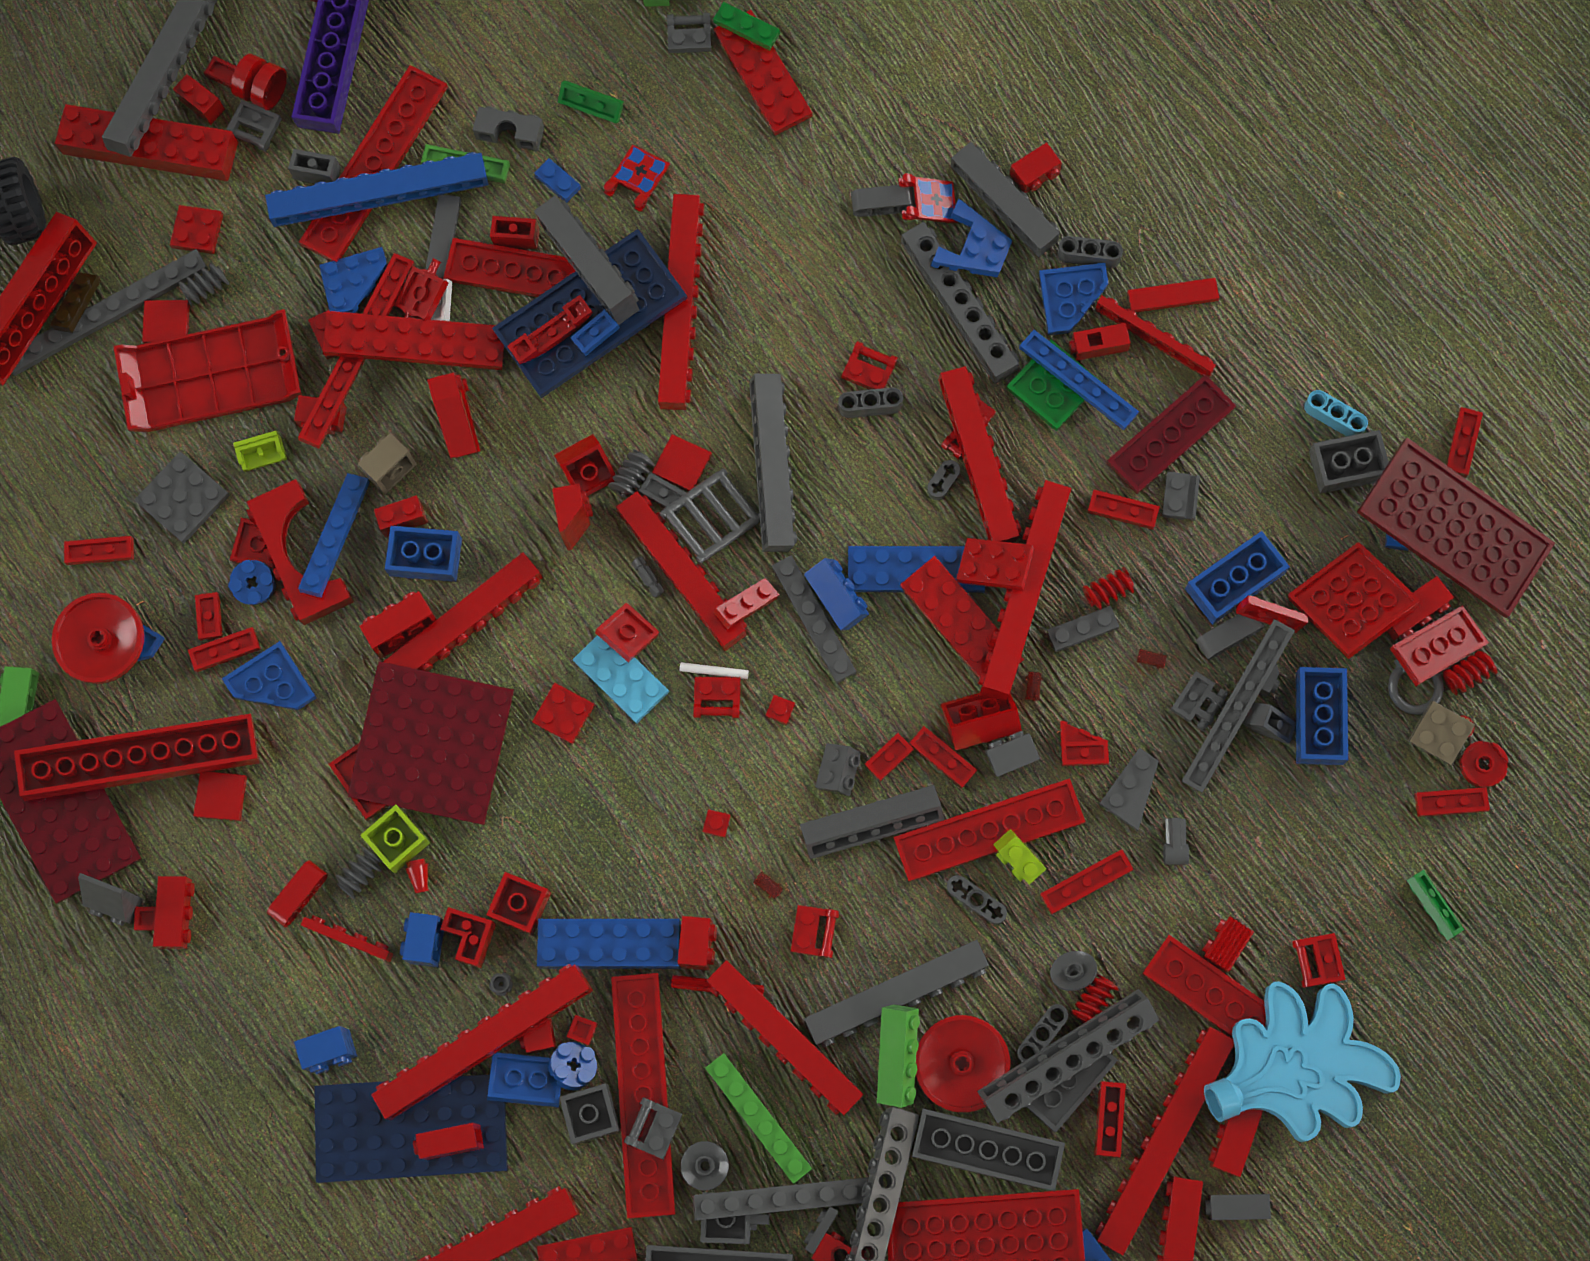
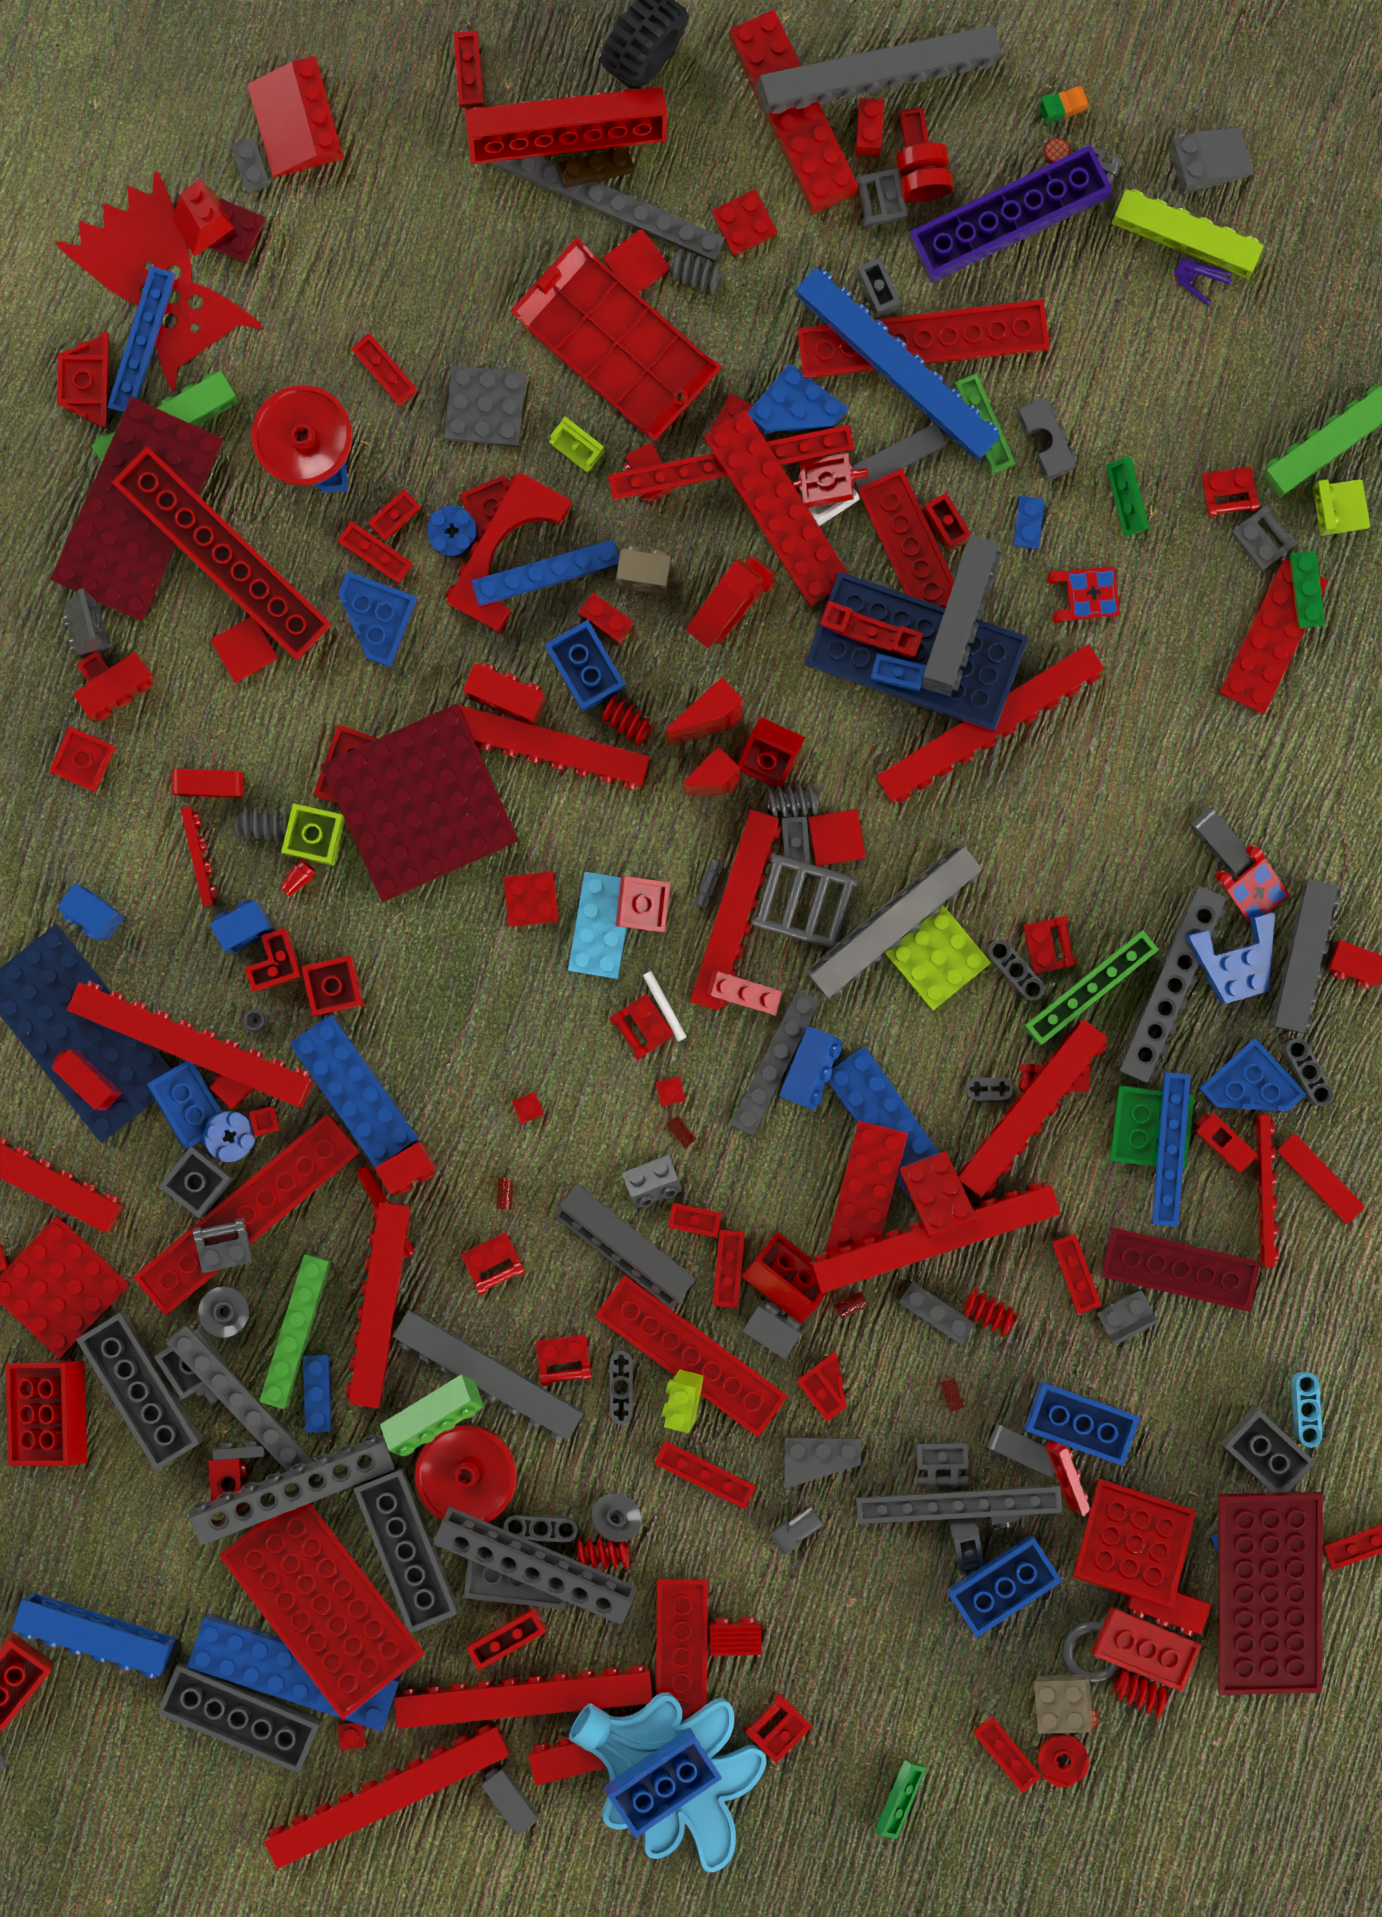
camera: 50 degrees right, 10 degrees up
(207, 976) = (82, 759): none -> red plate
(485, 551) = (627, 720): none -> red piece
(525, 484) = (711, 714): none -> red slope
(634, 30) = (1226, 484): none -> red plate
(815, 722) = (681, 1131): none -> clear red pin
(818, 1137) = (317, 1393): none -> blue plate
(822, 452) = (938, 958): none -> lime plate
(918, 926) = (563, 1351): none -> red plate
(921, 358) = (1090, 988): none -> bright green brick
(1303, 1070) = (662, 1782): none -> blue brick

